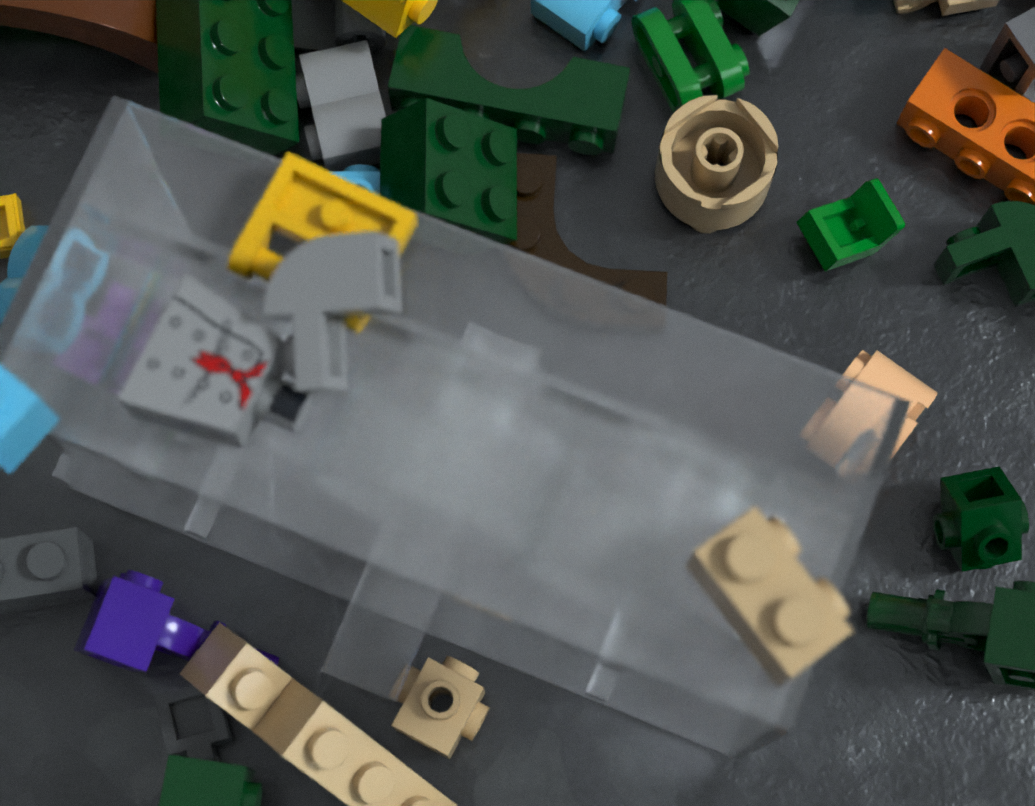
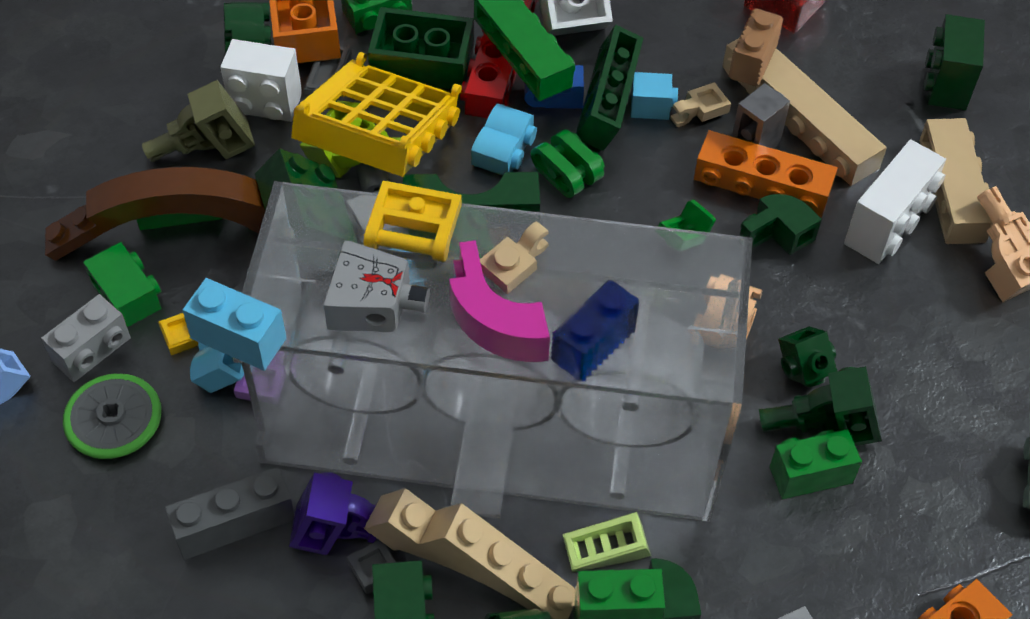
camera: 15 degrees left, 20 degrees down
(319, 289) = (424, 229): light grey brick -> none
(415, 496) = (491, 321): none -> dark pink arch
(441, 729) = (526, 520): tan brick -> none
(471, 363) = (513, 262): none -> tan plate
(573, 544) = (595, 330): none -> clear blue brick
(616, 764) = (610, 556): none -> yellowish green slope
(725, 133) = (601, 197): tan brick -> none
(769, 595) = (708, 332): tan brick -> none
(933, 714) = (815, 463): none -> green brick

